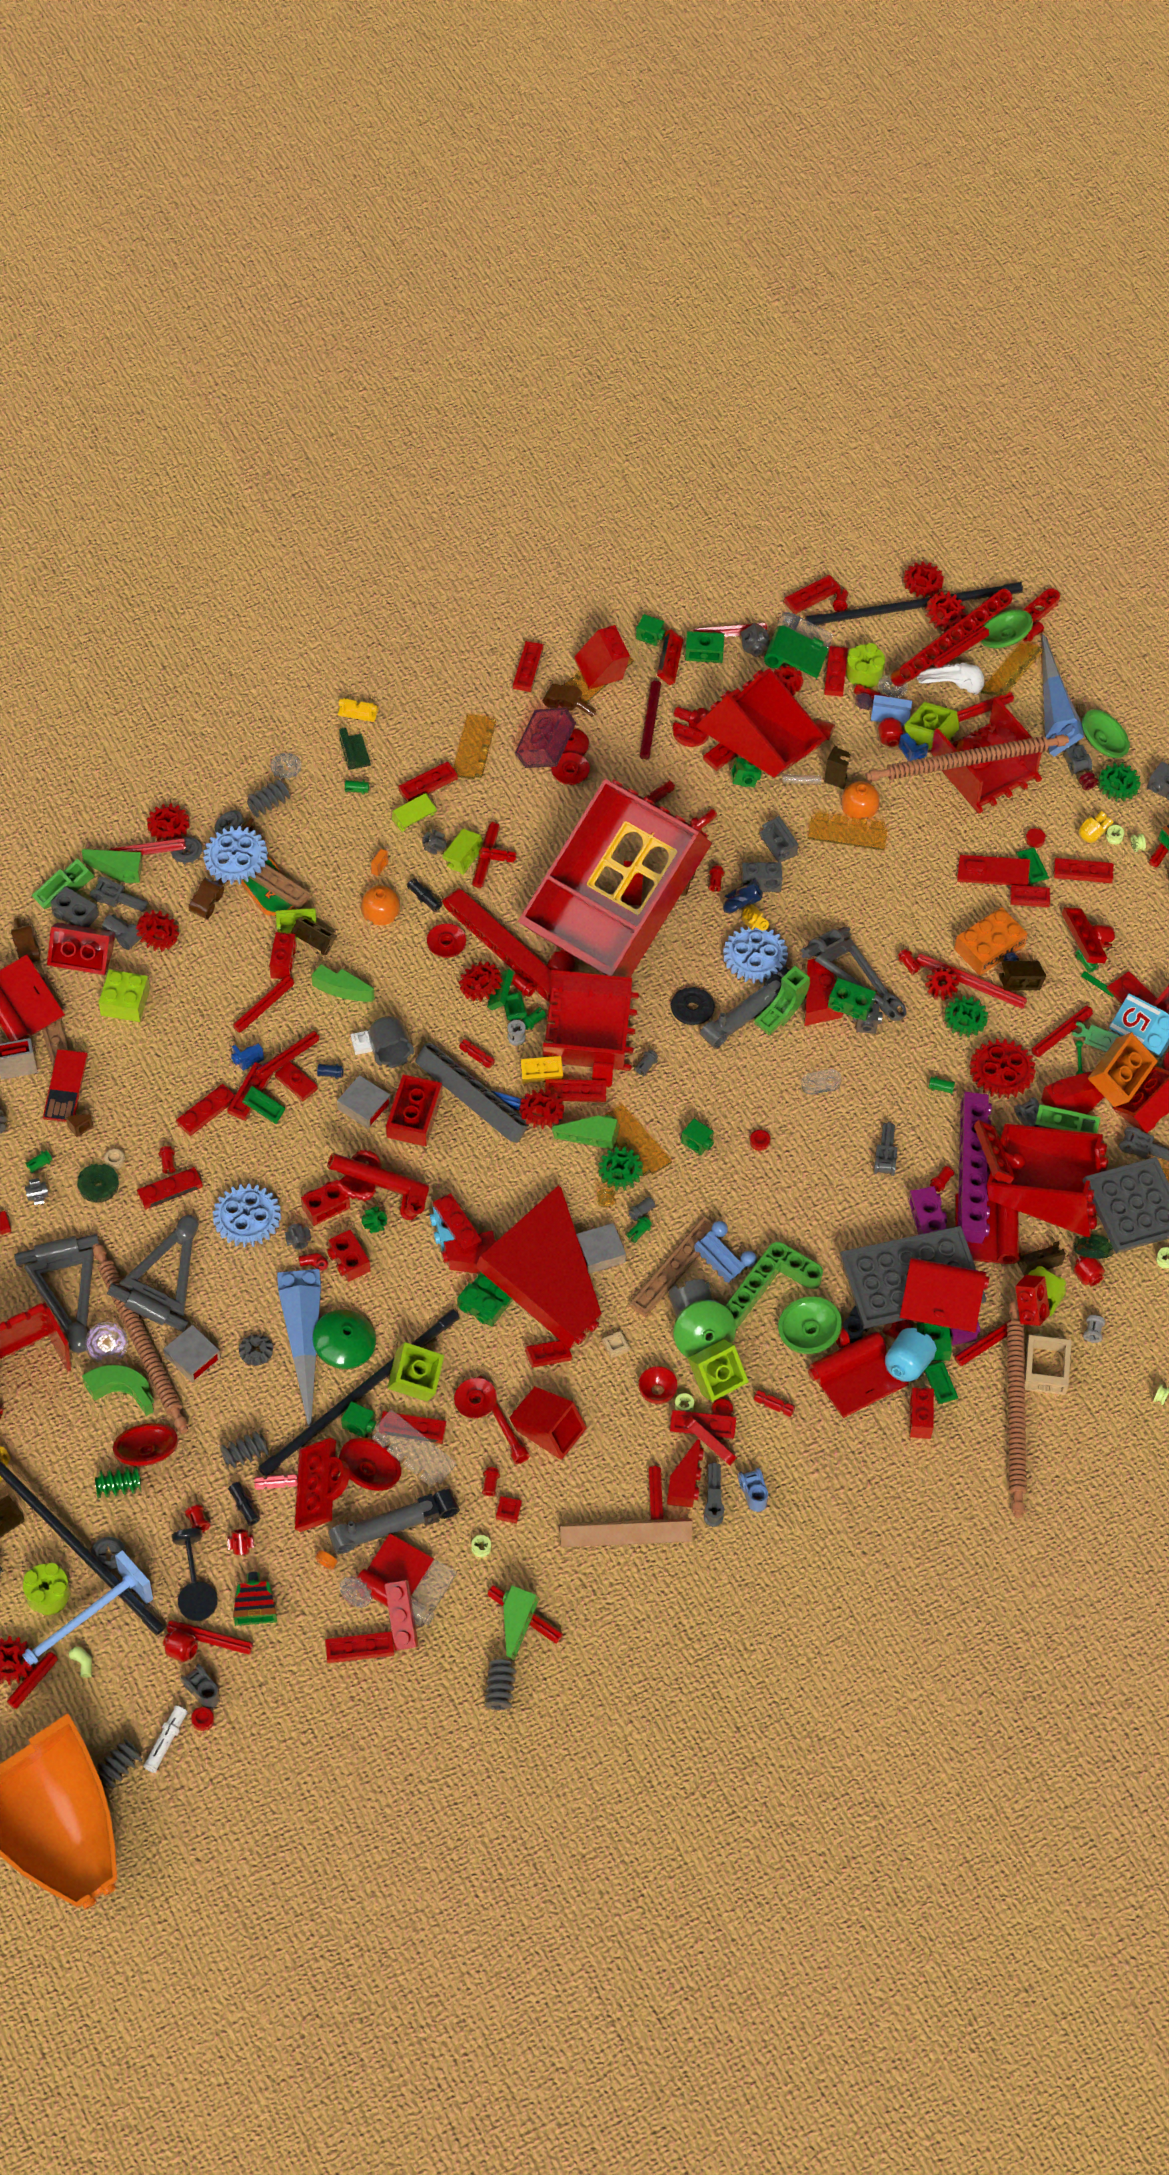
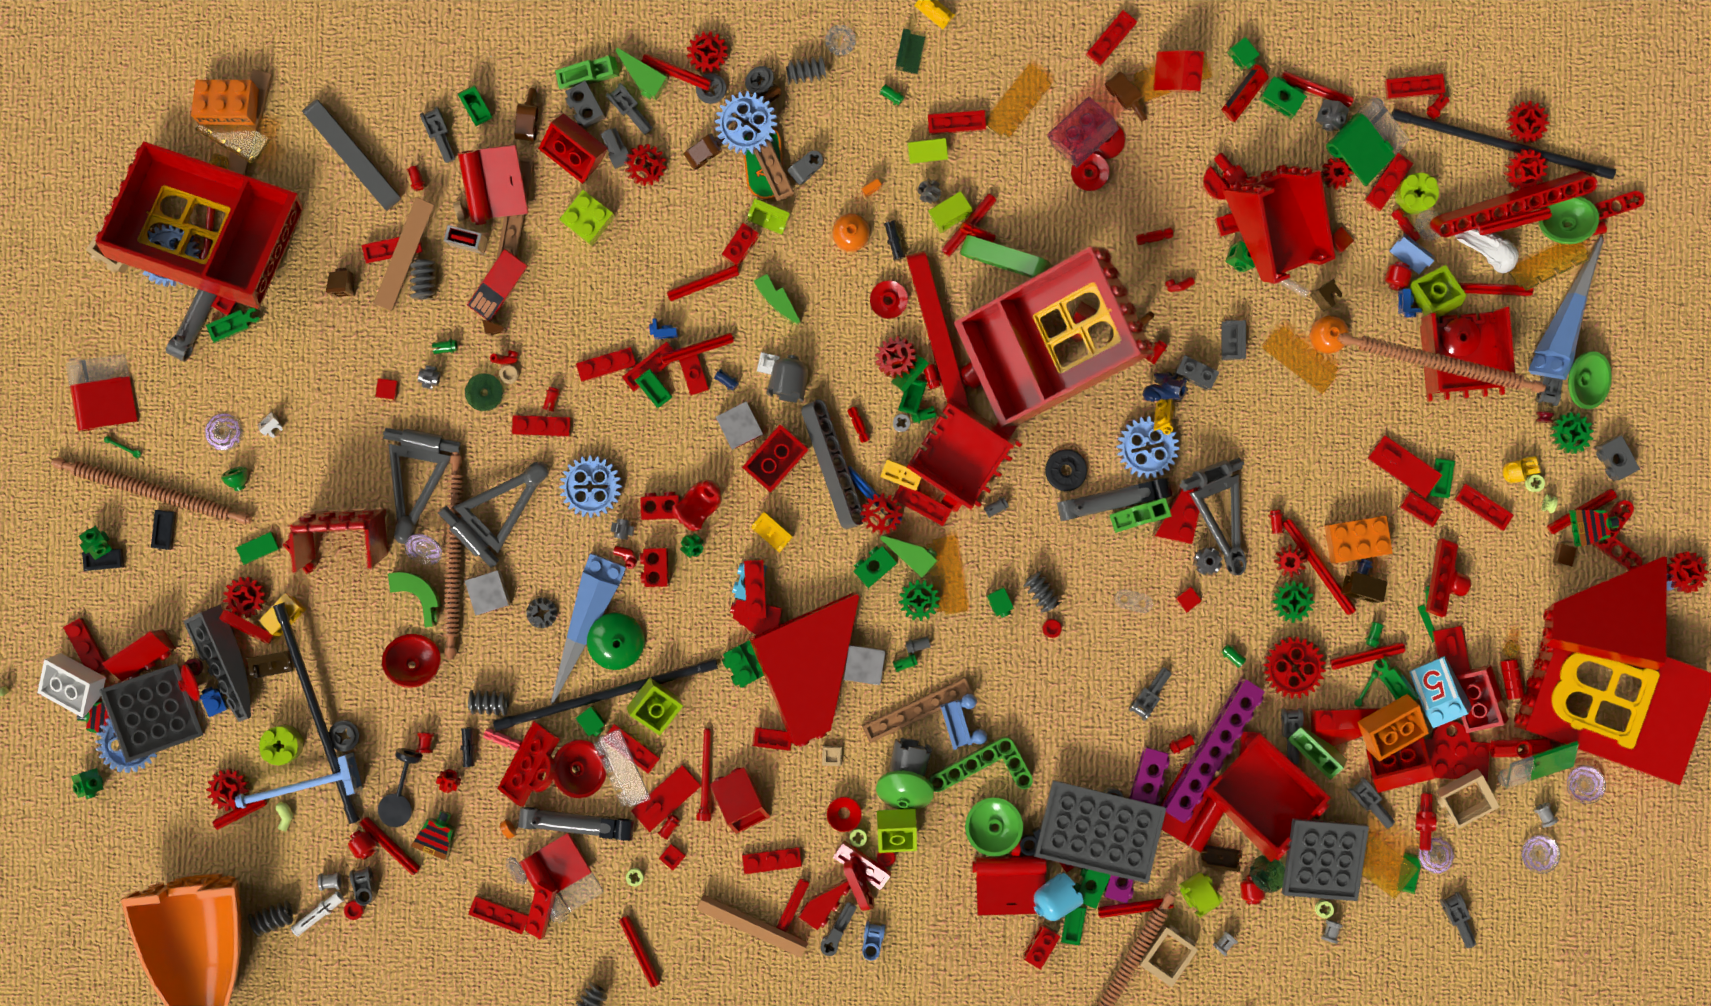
camera: 30 degrees right, 30 degrees up
(110, 1143) = (502, 359): none -> red arm
(118, 1481) = (374, 681): green piece -> none
(162, 1699) = (329, 881): none -> light grey bush
(310, 870) = (803, 170): none -> dark grey piece
(314, 934) = (777, 237): dark brown hinge -> none
(413, 1191) = (735, 537): red axle -> none
(445, 1175) = (771, 532): none -> yellow hinge
(472, 1459) = (666, 798): none -> red piece
(475, 1389) = (684, 753): red dish -> none
(518, 1612) = (629, 955): bright green slope -> none
(527, 858) = (1004, 257): none -> bright green beam
(560, 1171) = (870, 577): none -> green brick
(606, 1198) = (893, 620): clear yellow bush -> none
(611, 1466) = (771, 860): none -> red plate
(650, 719) = (1190, 151): dark red axle -> none
(731, 1111) = (1041, 592): none -> dark grey piece
(774, 1403) = (930, 873): red axle -> none
(853, 995) = (1201, 545): green brick -> none
(863, 701) = (1393, 229): plate -> none
(870, 1058) = (1188, 599): none -> red slope
(943, 1295) = (1116, 863): red door -> none
(997, 1158) = (1232, 761): red plate -> none
(1032, 1300) = (1183, 909): red brick -> none
(1035, 838) = (1462, 450): red tile -> none
(1058, 1015) = (1374, 634): none -> green pin

